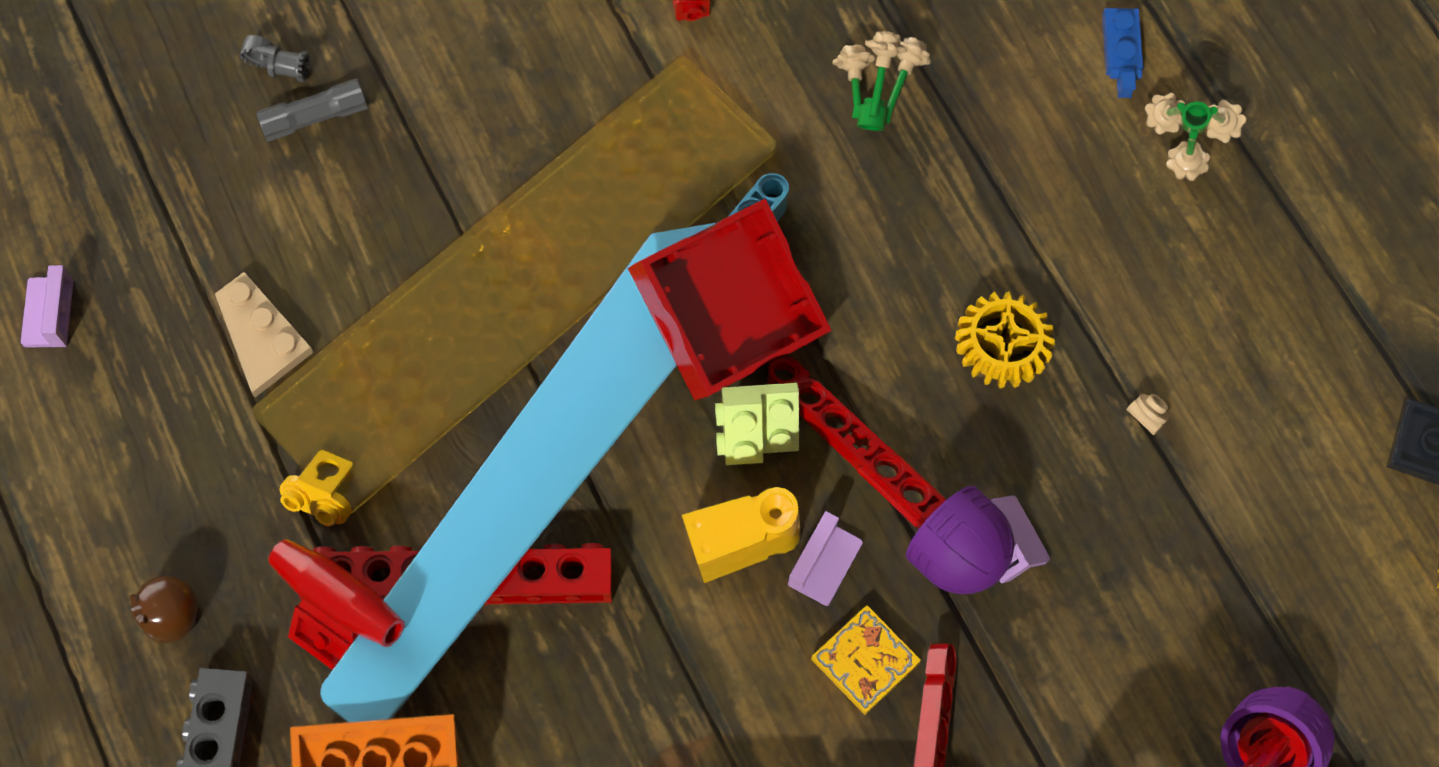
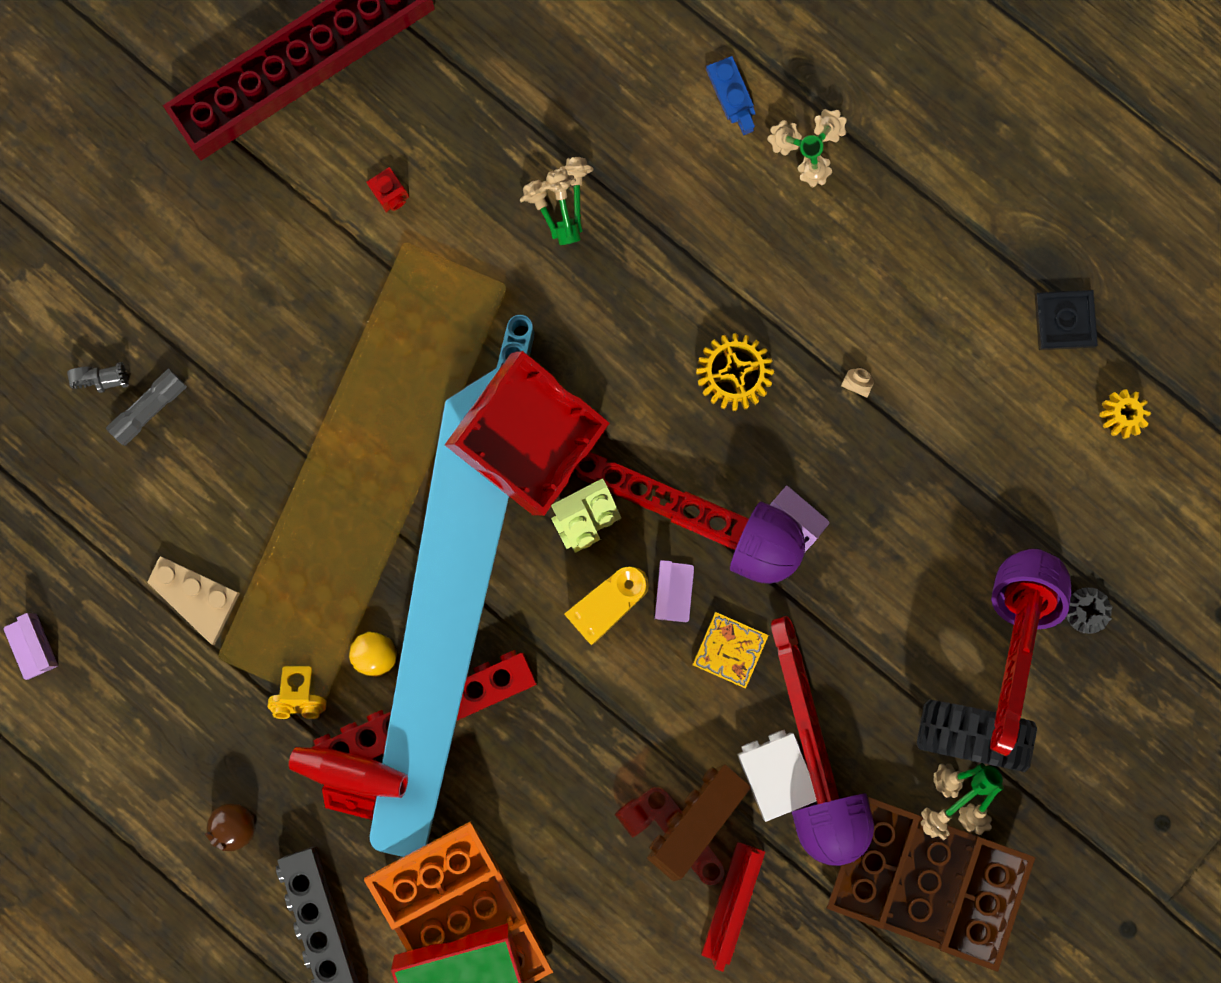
camera: 20 degrees left, 15 degrees up
(432, 482) = (372, 654): none -> yellow hair

